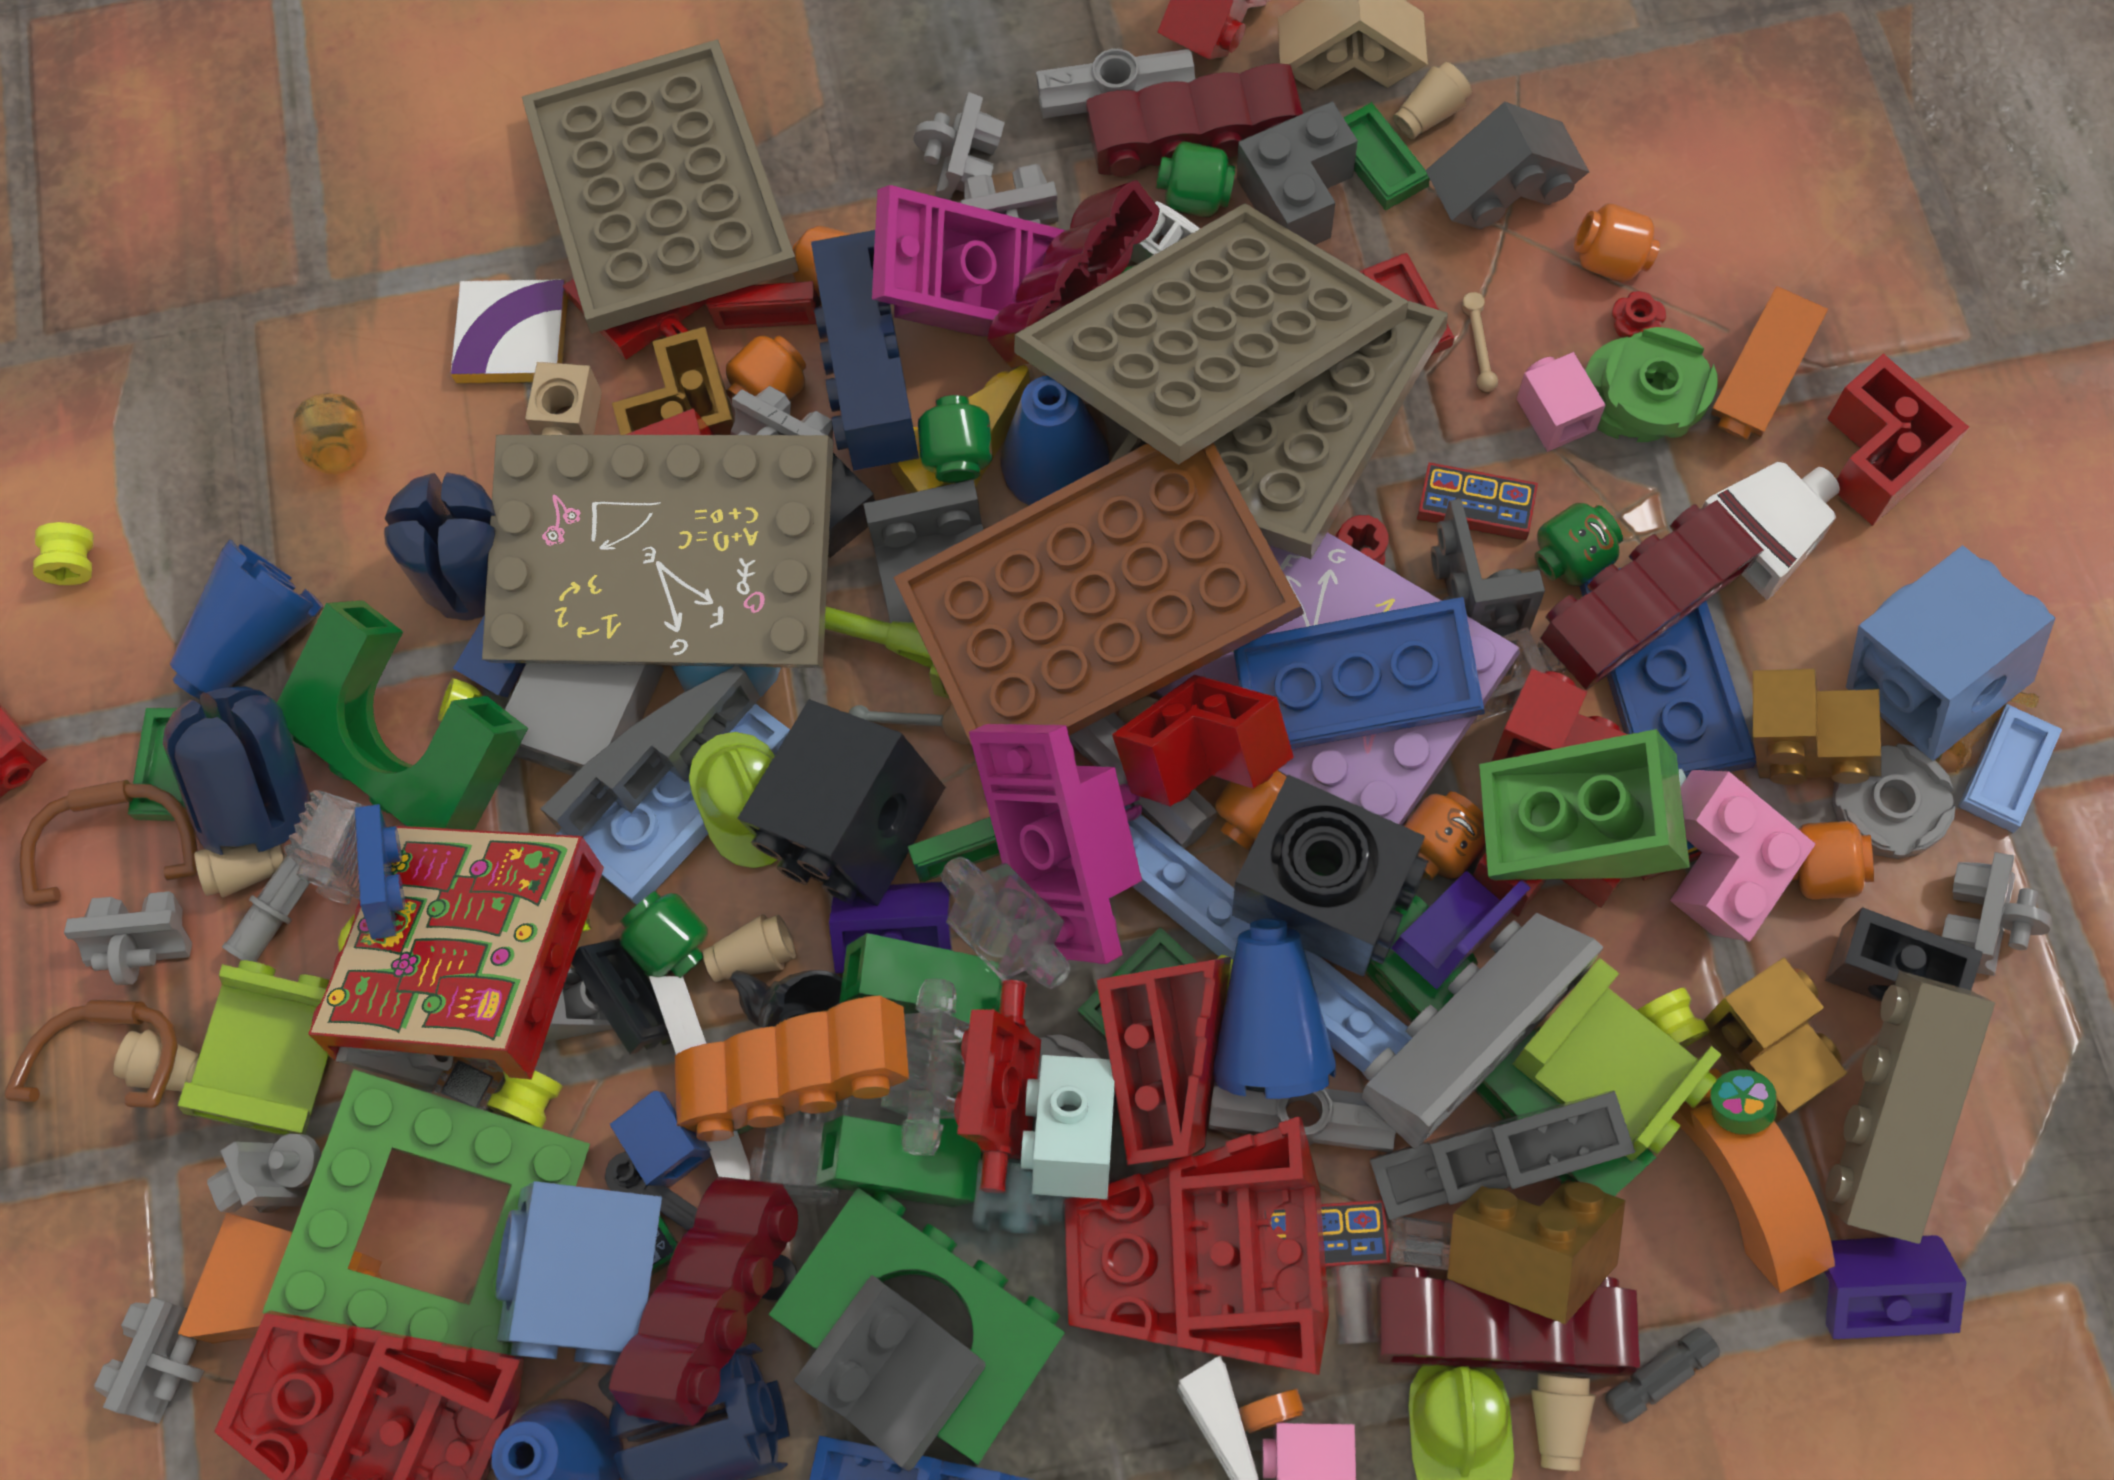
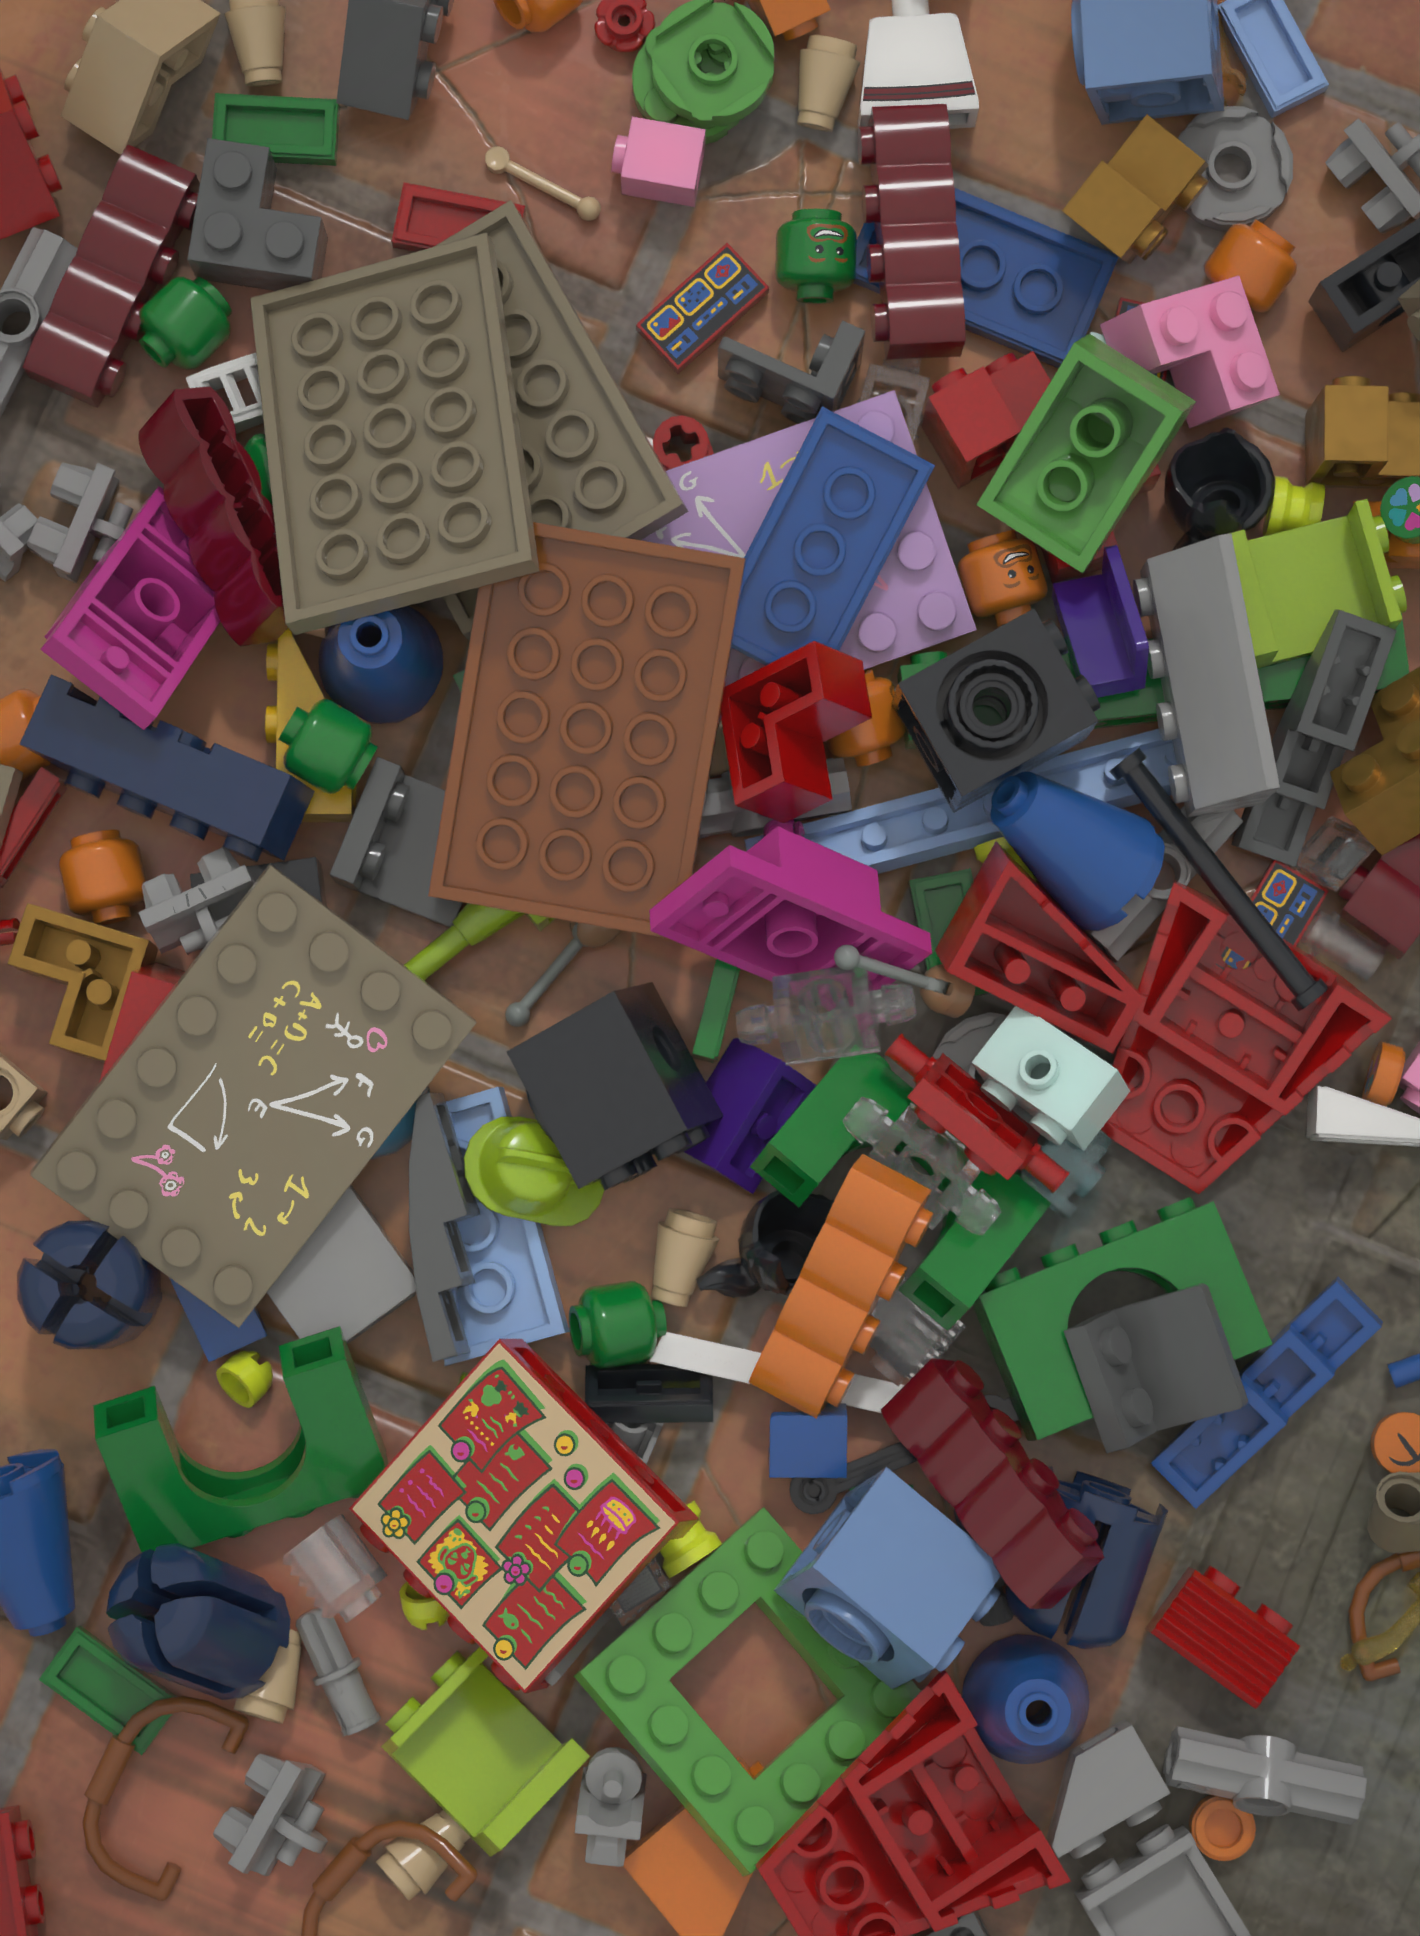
camera: 65 degrees left, 15 degrees up
(379, 889) = (383, 1532): blue plate -> none
(1083, 997) = (938, 988): none -> hinge
(1328, 1157) = (1219, 880): none -> black bar
(1647, 936) = (1216, 468): none -> black hair
(1710, 469) = (824, 80): none -> tan cone

